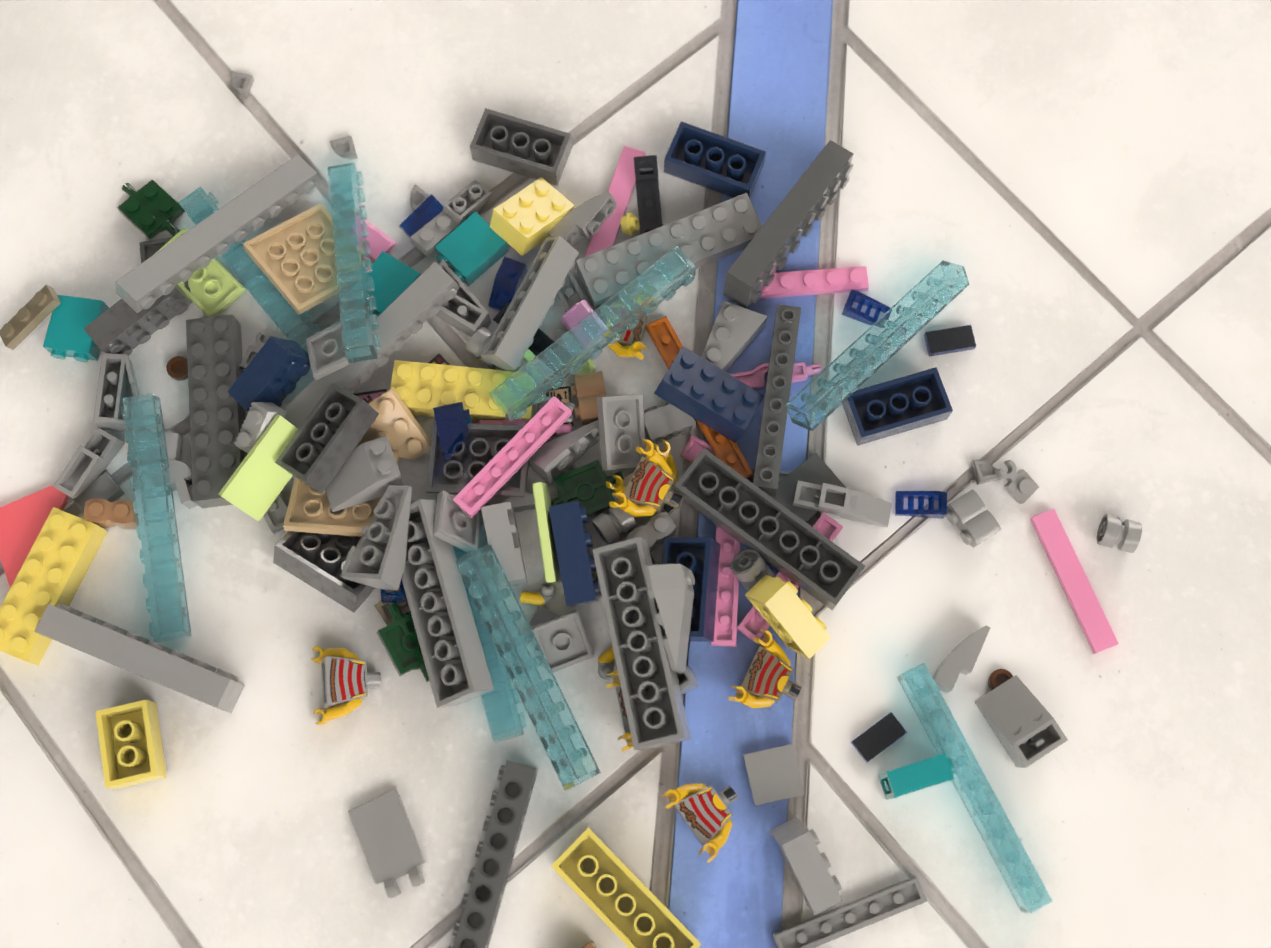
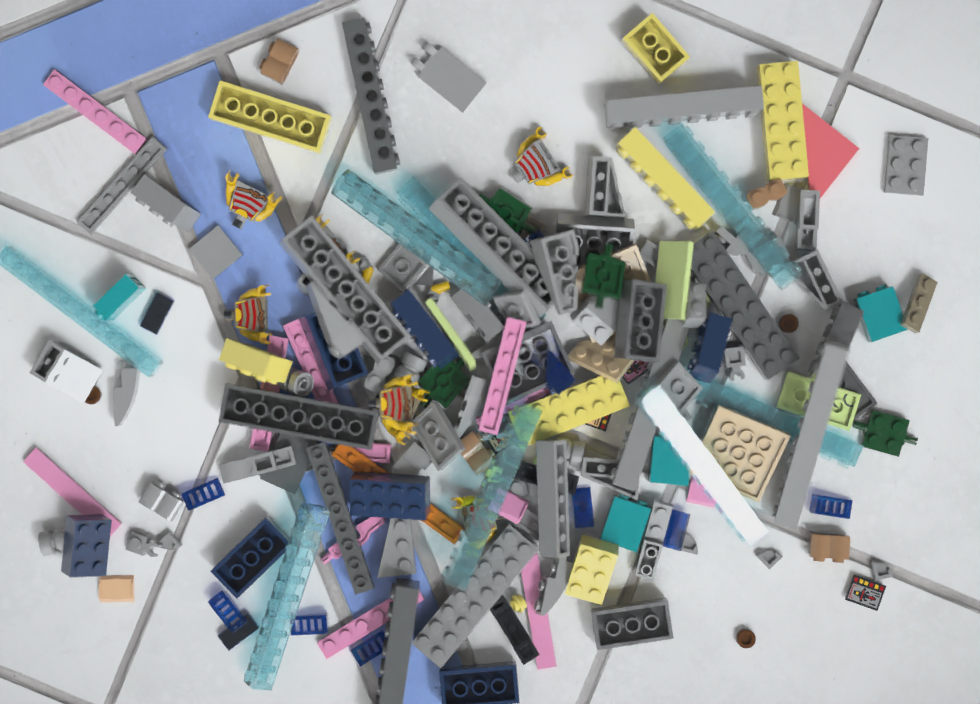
camera: 150 degrees right, 15 degrees up
(211, 587) = (664, 179): none -> light yellow brick
(262, 171) = (818, 506): none -> clear blue slope
(270, 70) = (865, 592): none -> piece
(276, 127) = (829, 546): none -> medium nougat brick
(287, 613) = (602, 189): none -> light grey wedge
(338, 506) = (603, 276): none -> dark green plate
(415, 84) = (745, 638): none -> reddish brown tile
(822, 262) = (355, 655): none -> clear blue slope
(962, 368) = (222, 615): none -> clear blue slope
(1068, 452) = (116, 588): none -> light nougat piece
(1085, 507) = (86, 545): none -> dark blue brick

